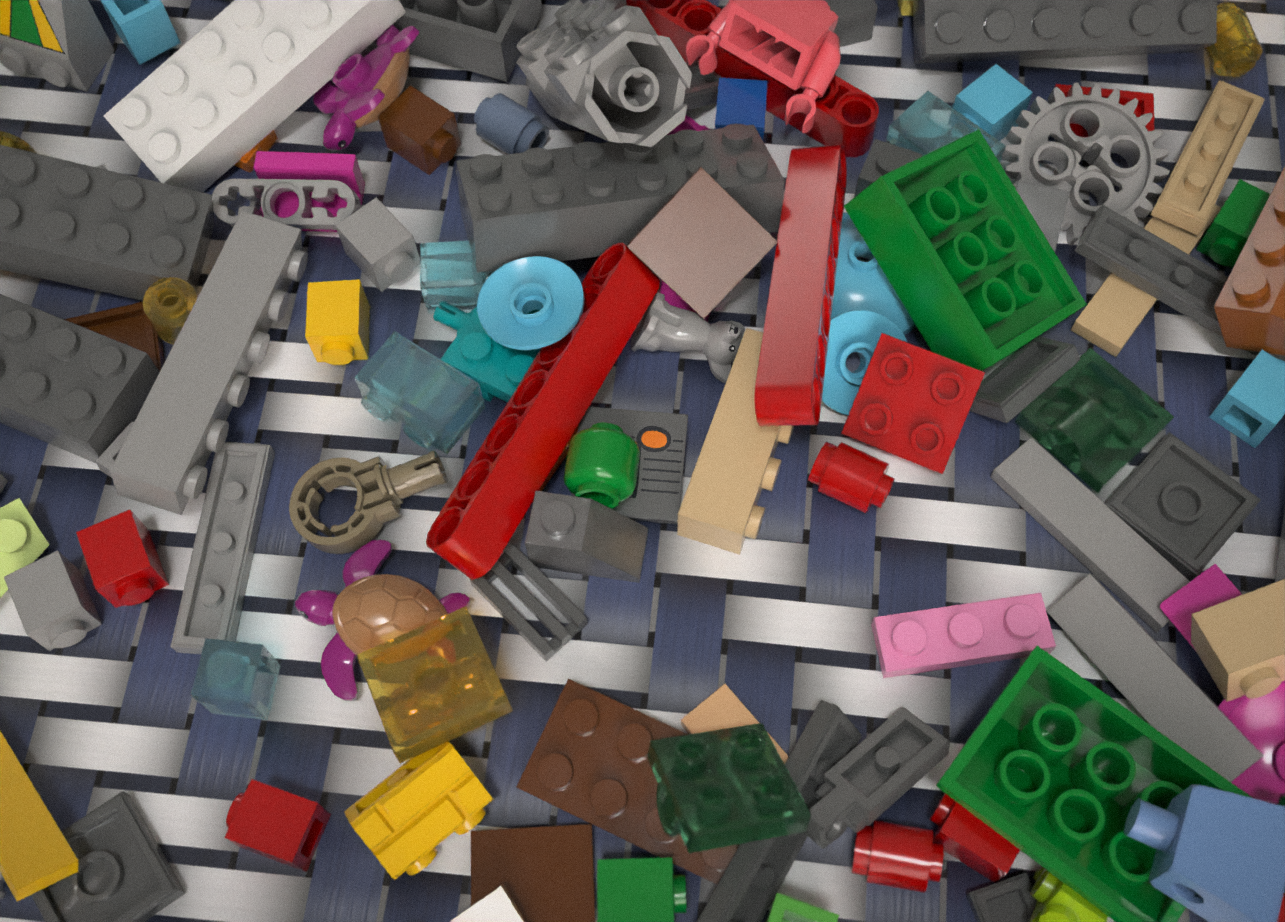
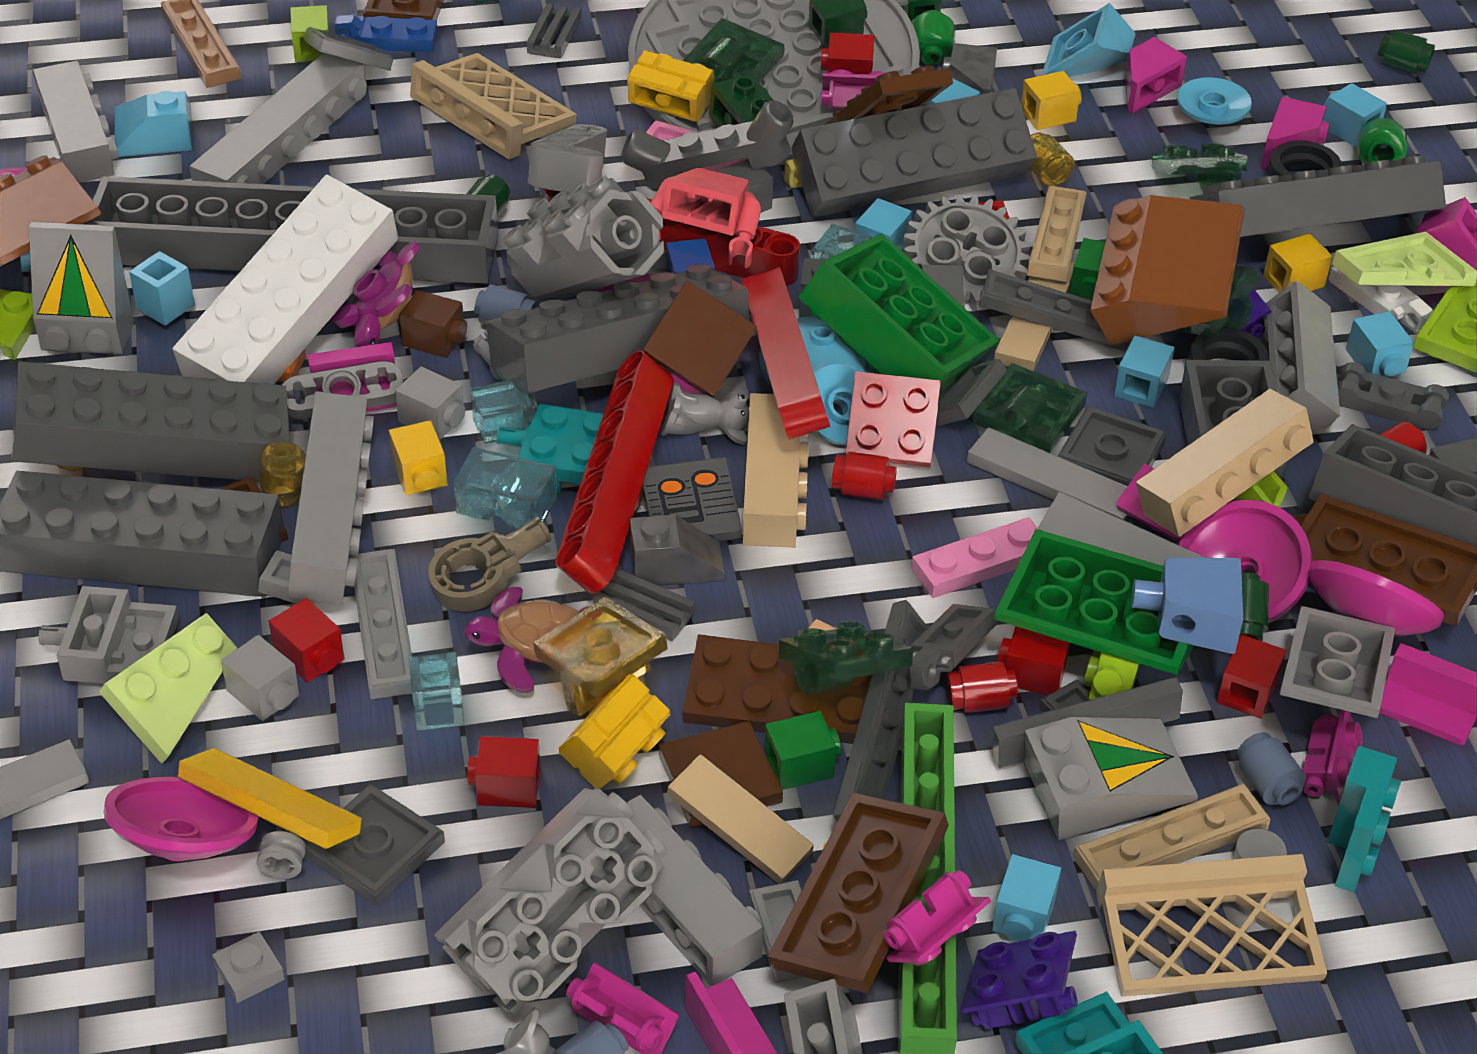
camera: 20 degrees left, 20 degrees down
(529, 286) = (580, 400): medium azure dish -> none
(602, 464) = (674, 490): green head -> none

